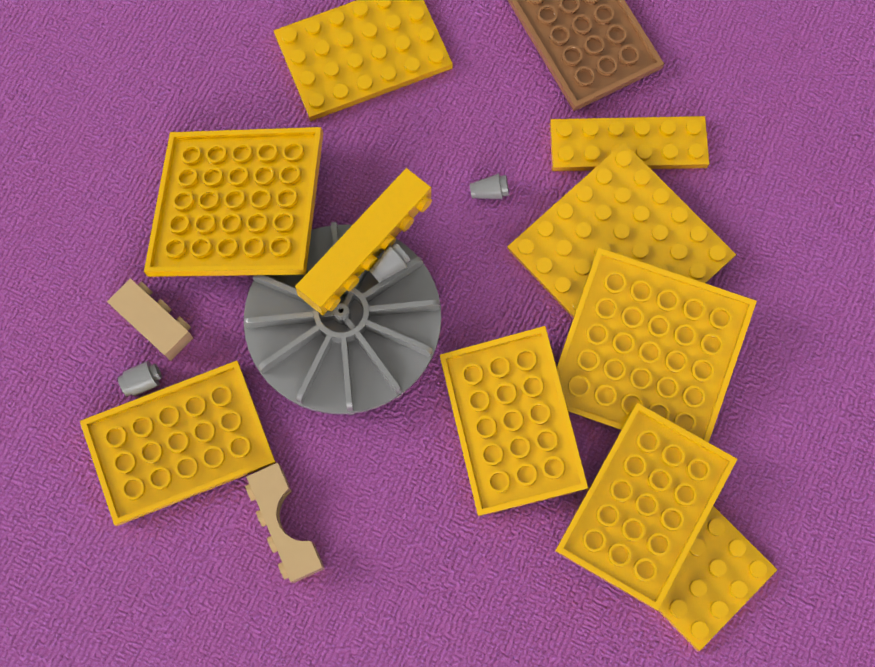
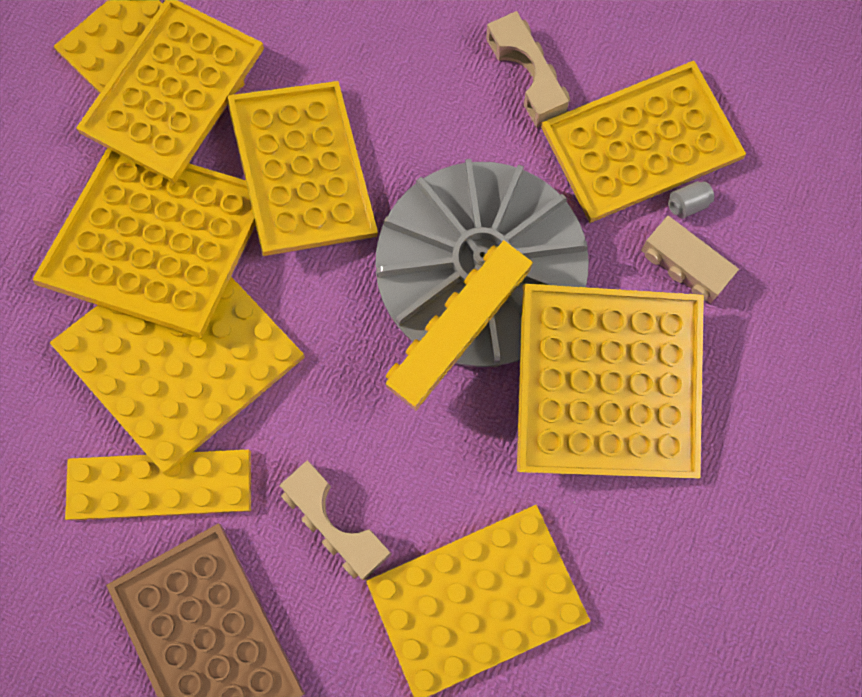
camera: 175 degrees left, 0 degrees up
(390, 263) = (430, 302): light grey cone -> none
(457, 85) = (309, 492): none -> tan arch
(490, 188) = (321, 421): light grey cone -> none

